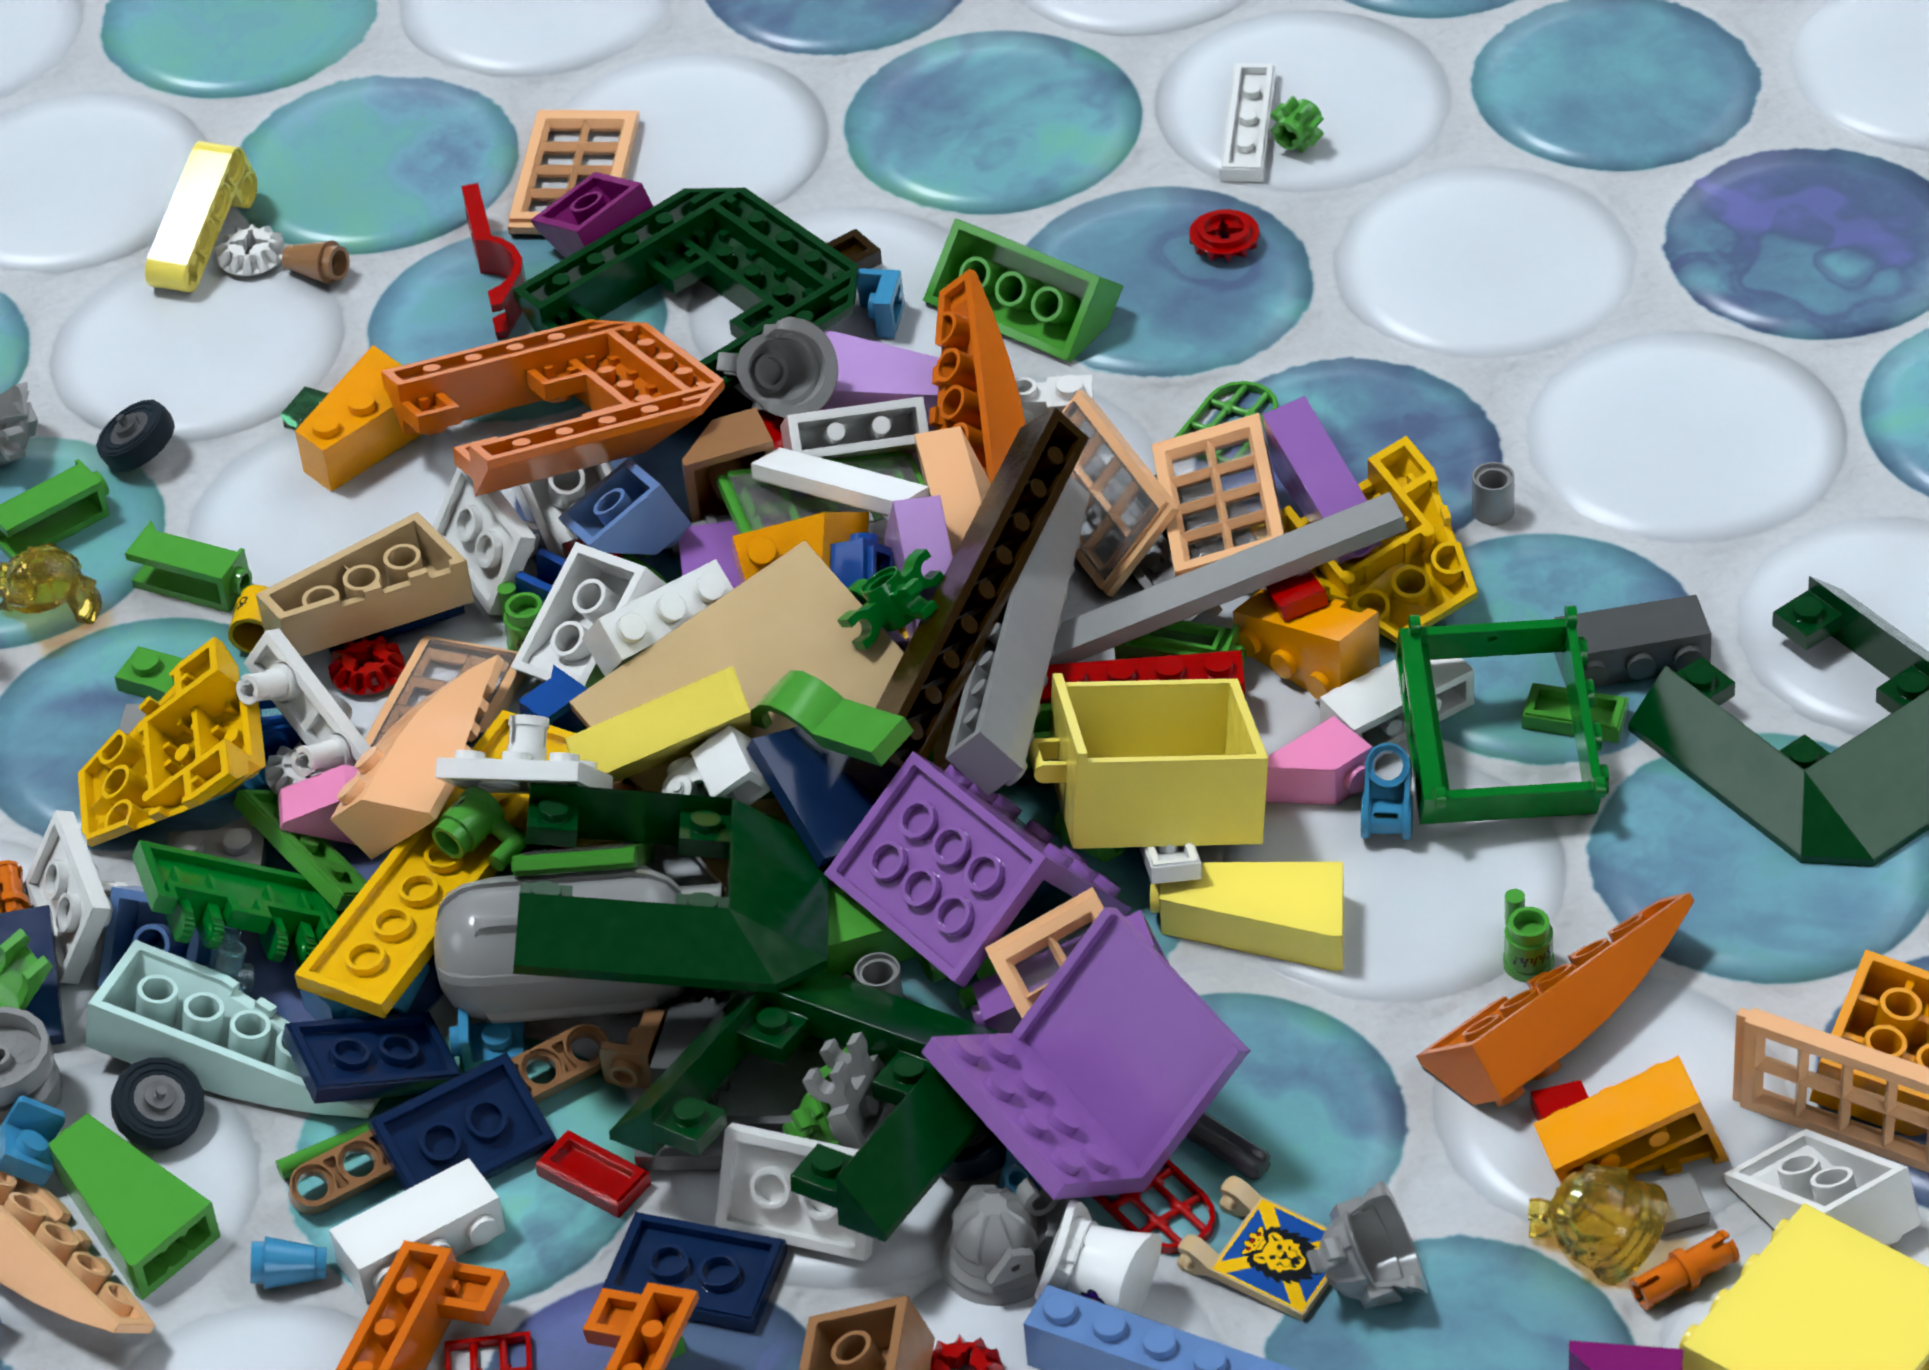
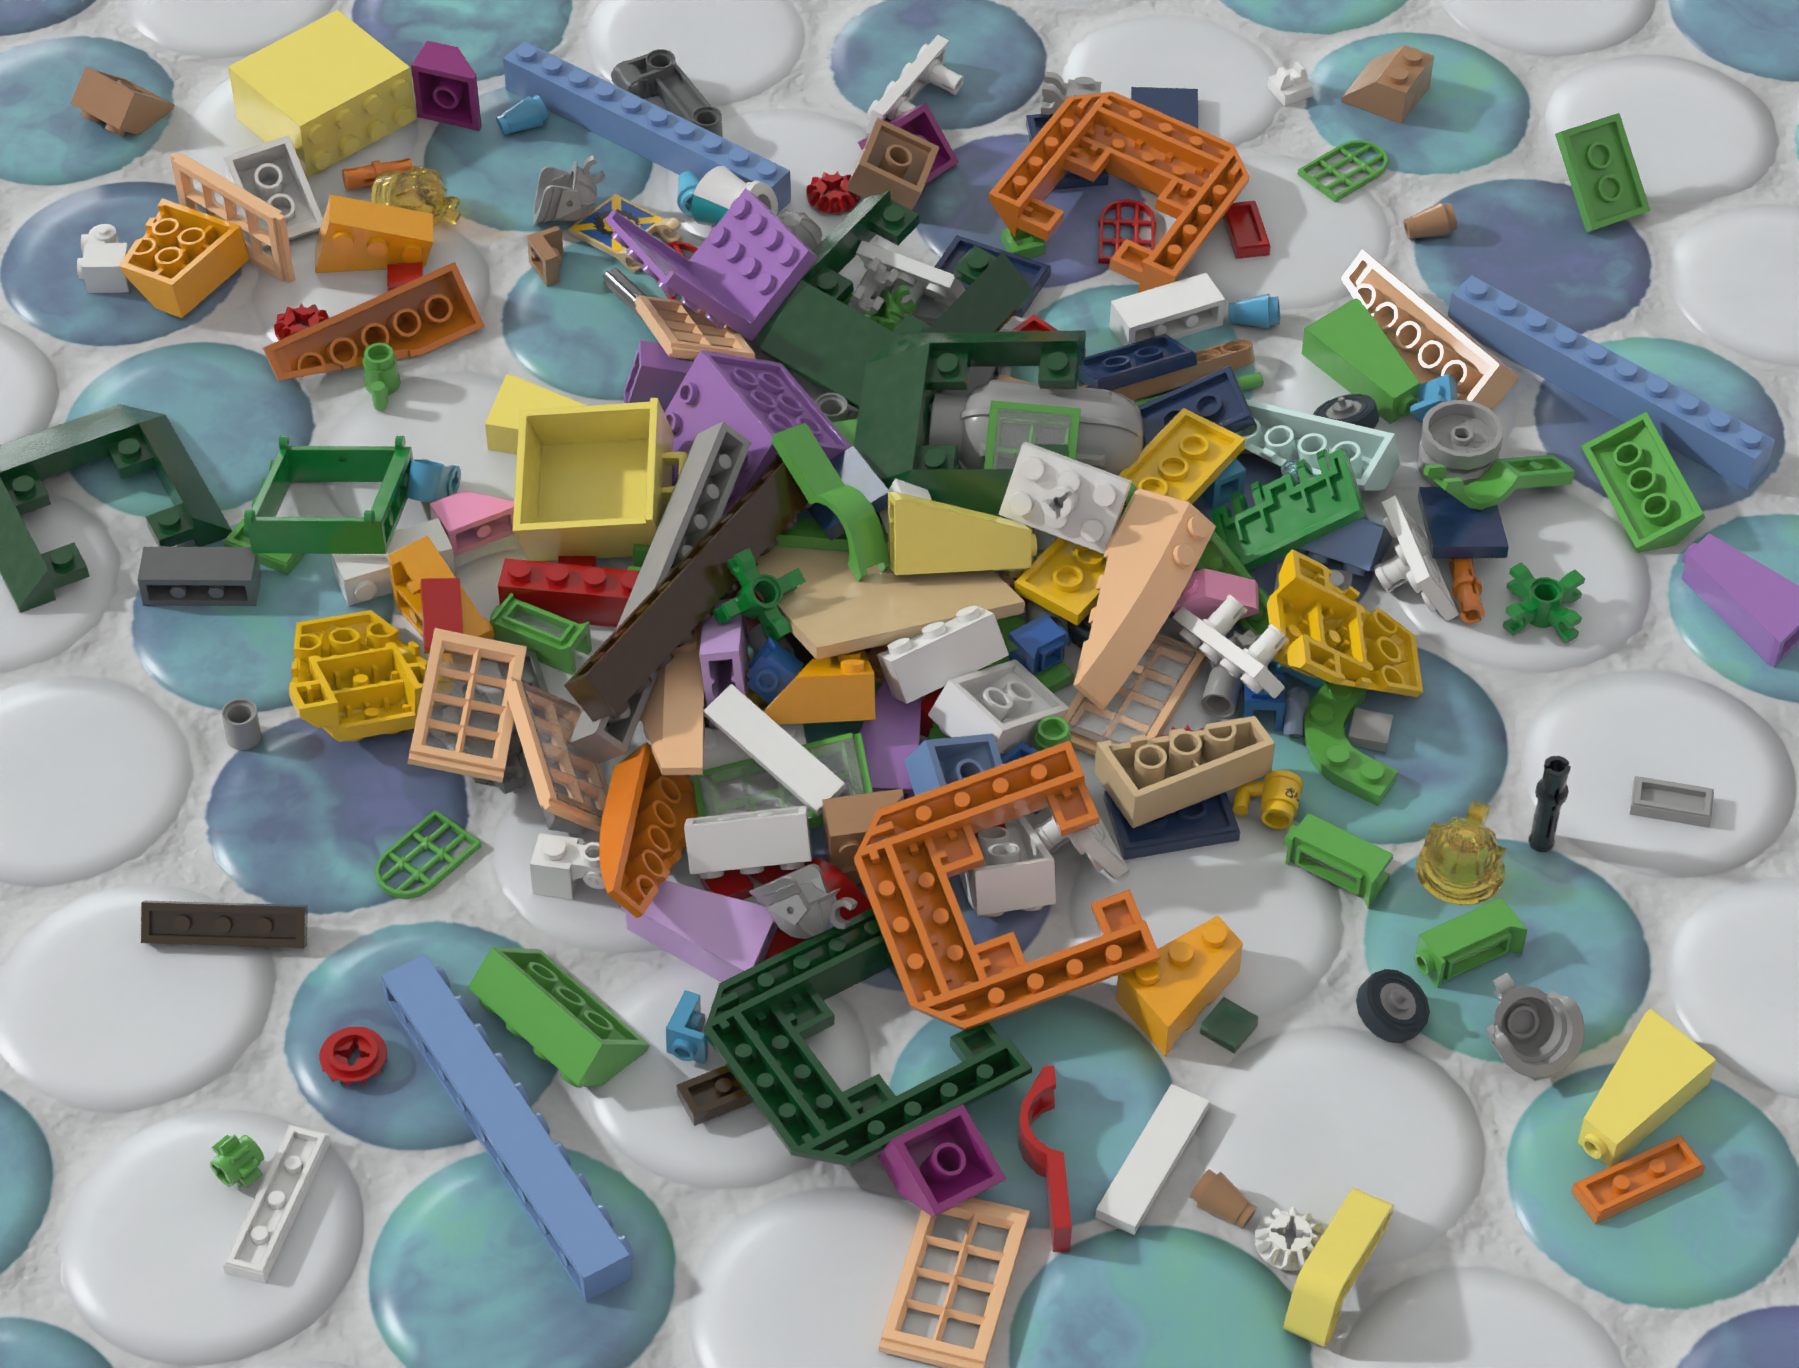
camera: 175 degrees left, 5 degrees up
(388, 290) = (1152, 1159): none -> white tile
(1051, 200) = (508, 1128): none -> medium blue brick
(1176, 1306) = (686, 186): none -> medium azure cone
(1228, 579) = (480, 610): light grey tile -> none
(1311, 465) = (383, 701): medium lavender slope -> none
(1364, 1159) = (545, 254): none -> medium nougat bracket
(1393, 313) = (224, 924): none -> dark brown plate
(1678, 1027) = (287, 321): none -> red gear

